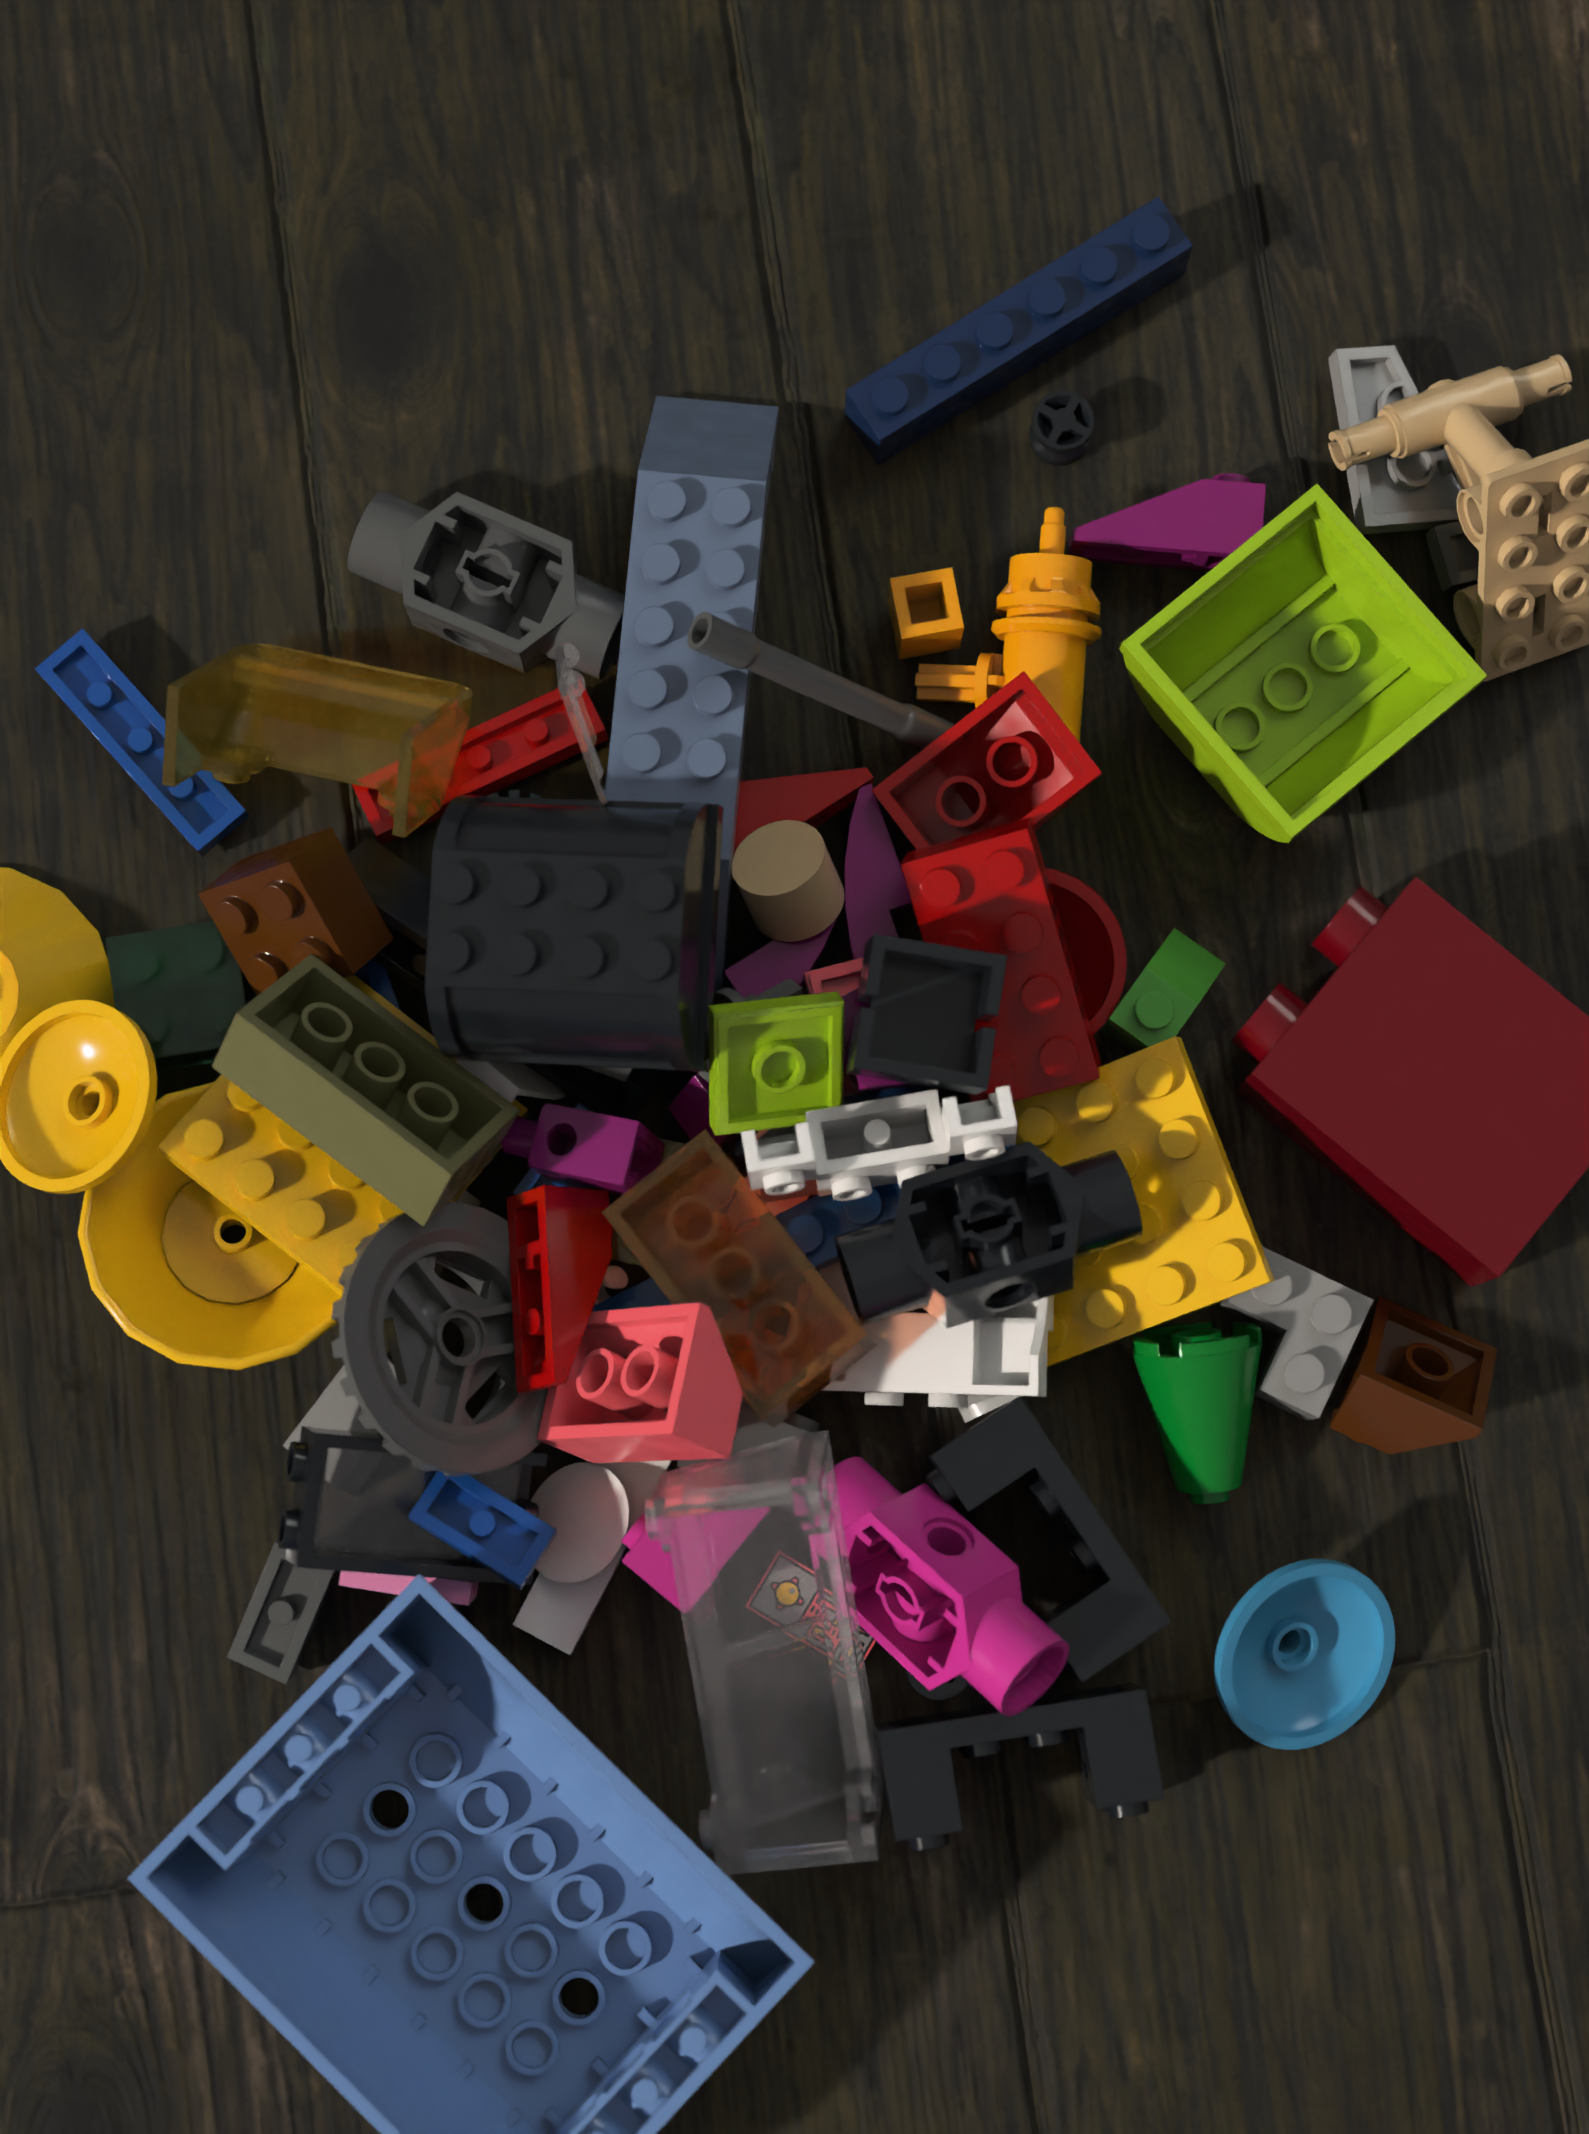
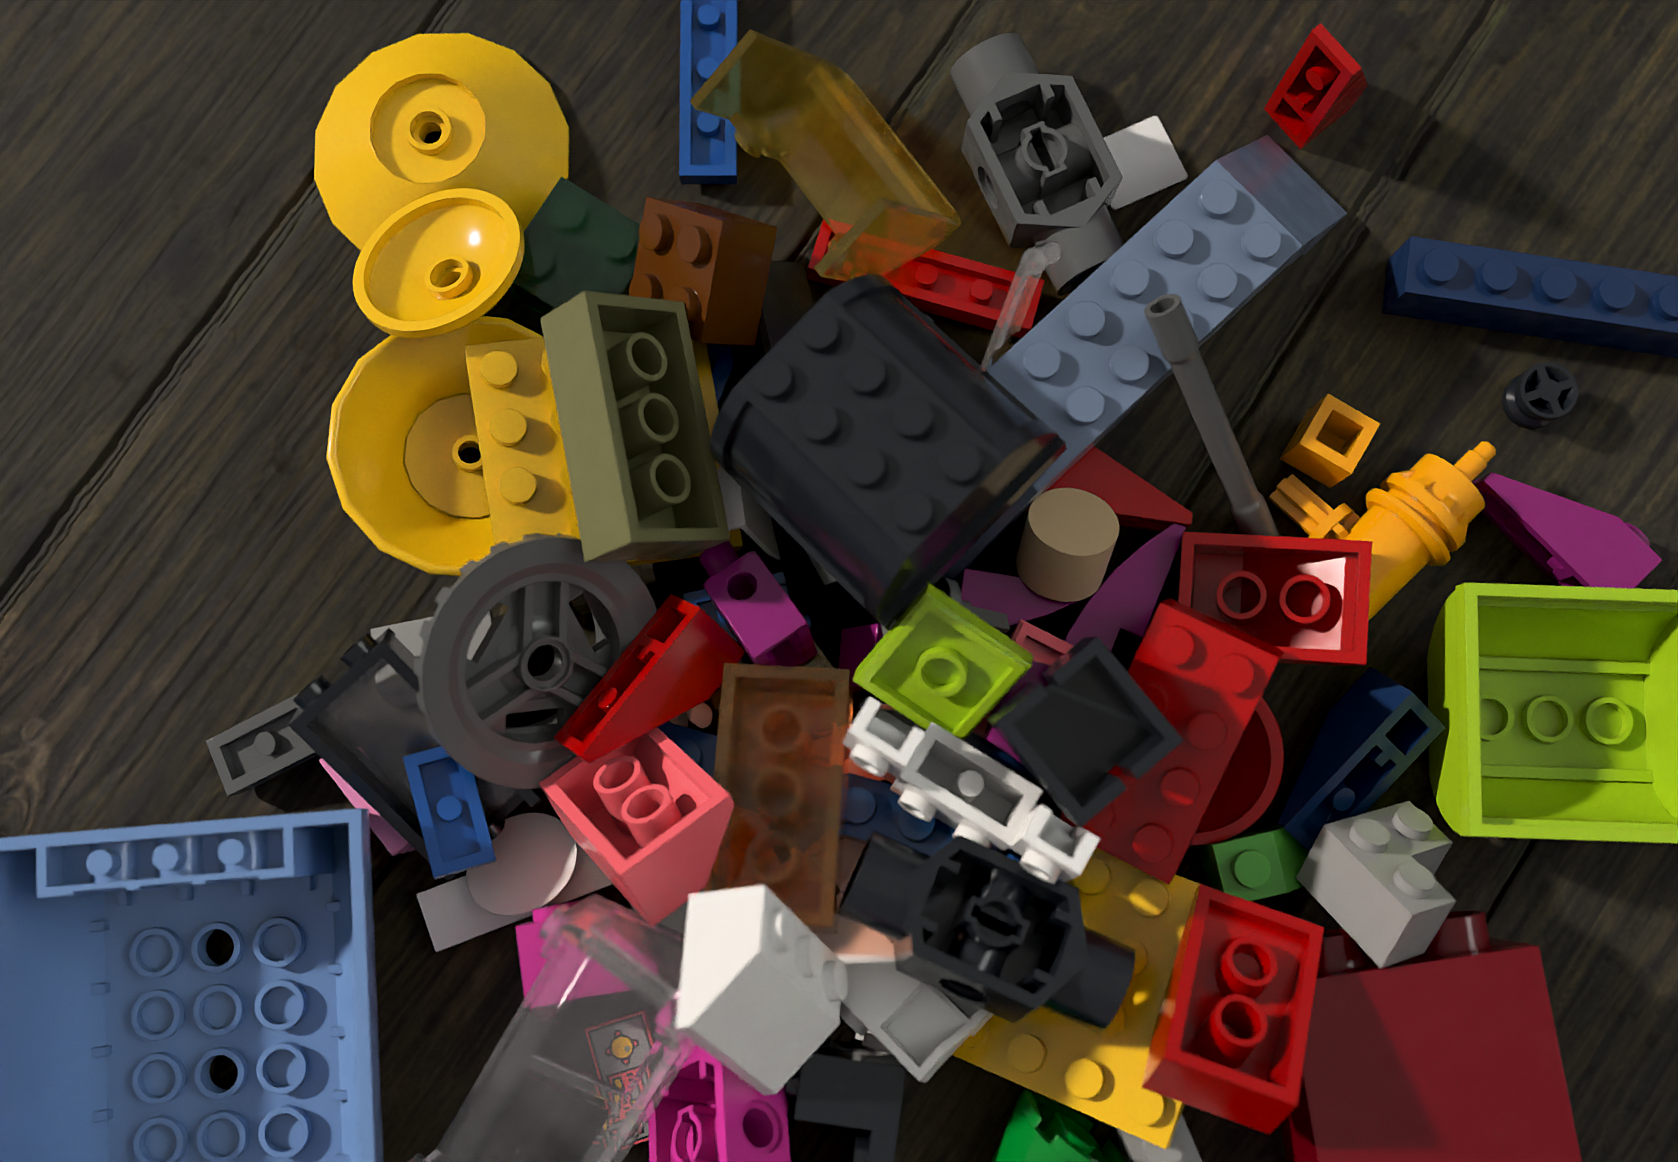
camera: 40 degrees right, 0 degrees up
(571, 505) = (1144, 160): none -> white sticker
(665, 328) = (1316, 88): none -> red slope
(850, 1425) = (756, 985): none -> white slope
(1163, 853) = (1358, 754): none -> dark blue slope
(1227, 1127) = (1236, 1011): none -> red slope
(1258, 929) = (1380, 880): none -> light grey brick

